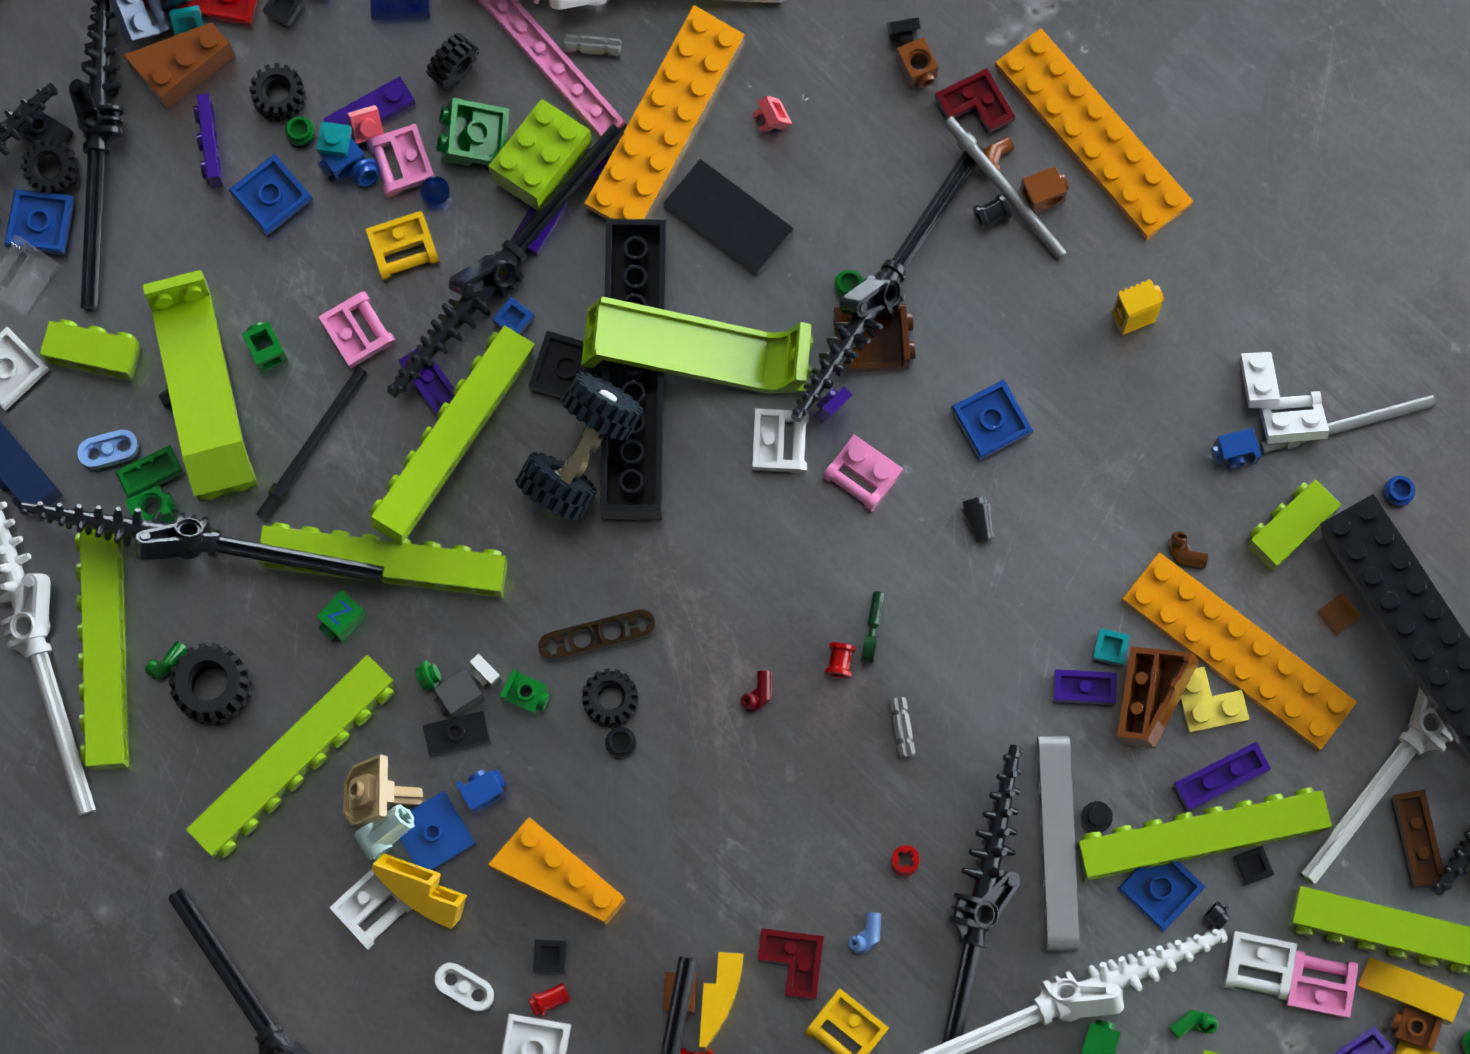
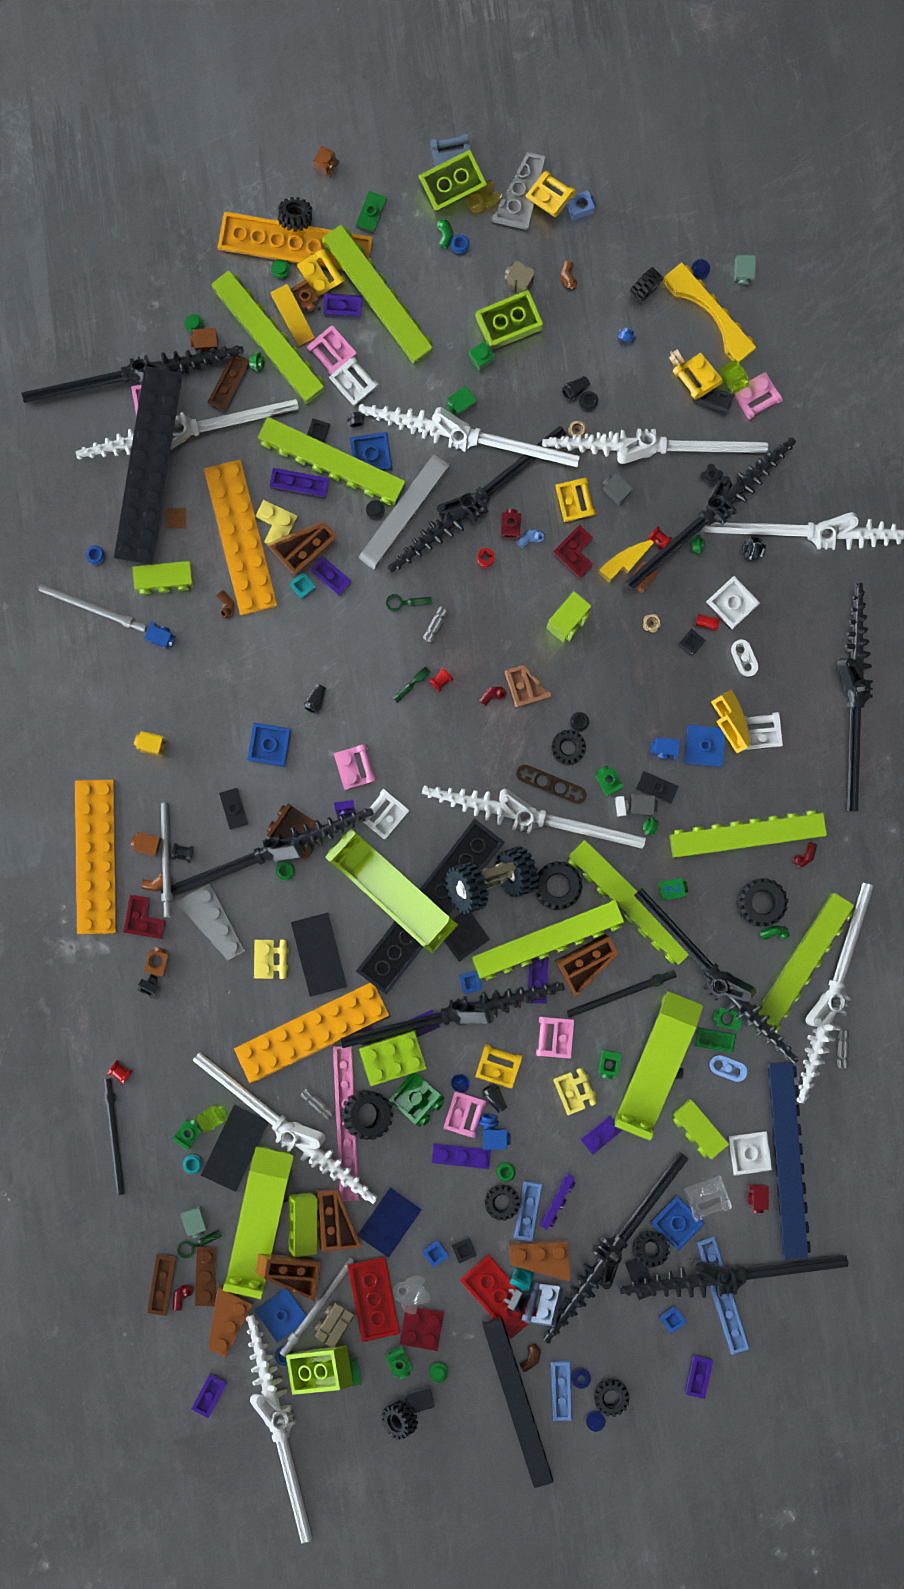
camera: 145 degrees left, 10 degrees up
(192, 788) = (808, 857): none -> dark red arm
(214, 255) = (601, 1135): none -> dark purple plate
(238, 107) = (528, 1211): none -> medium blue tile
(270, 194) = (546, 1146): blue plate -> none
(288, 276) = (569, 1092): none -> light yellow plate
(334, 139) = (493, 1148): teal plate -> none
(365, 124) = (470, 1147): coral plate -> none
(370, 794) = (723, 786): tan piece -> none
(381, 205) = (494, 1097): none -> black cone
(381, 834) = (732, 762): light aqua piece -> none
(385, 440) = (586, 962): none -> dark orange wedge
(452, 61) = (399, 1147): black tyre -> none
(487, 488) = (572, 895): none -> black tyre
(505, 52) = (382, 1119): none -> black tyre
(550, 869) = (660, 680): light orange wedge -> none
(599, 569) = (512, 806): none -> white piece
(622, 950) = (655, 619): none -> tan plate
(725, 733) = (524, 687): none -> nougat wing
(735, 855) = (568, 617): none -> lime brick
(774, 113) = (252, 992): coral tile -> none
(789, 163) = (264, 959): none -> light yellow plate
(893, 163) = (212, 920): none -> light grey wing
(894, 924) = (507, 530): none -> dark red brick
(956, 733) = (412, 601): none -> dark green piece
(972, 311) = (233, 808): none -> black plate
(1195, 1021) = (406, 380): green arm -> none
(1260, 380) = (119, 661): white plate -> none
(1295, 425) = (120, 625): white plate -> none
(1406, 893) = (257, 361): none -> green plate

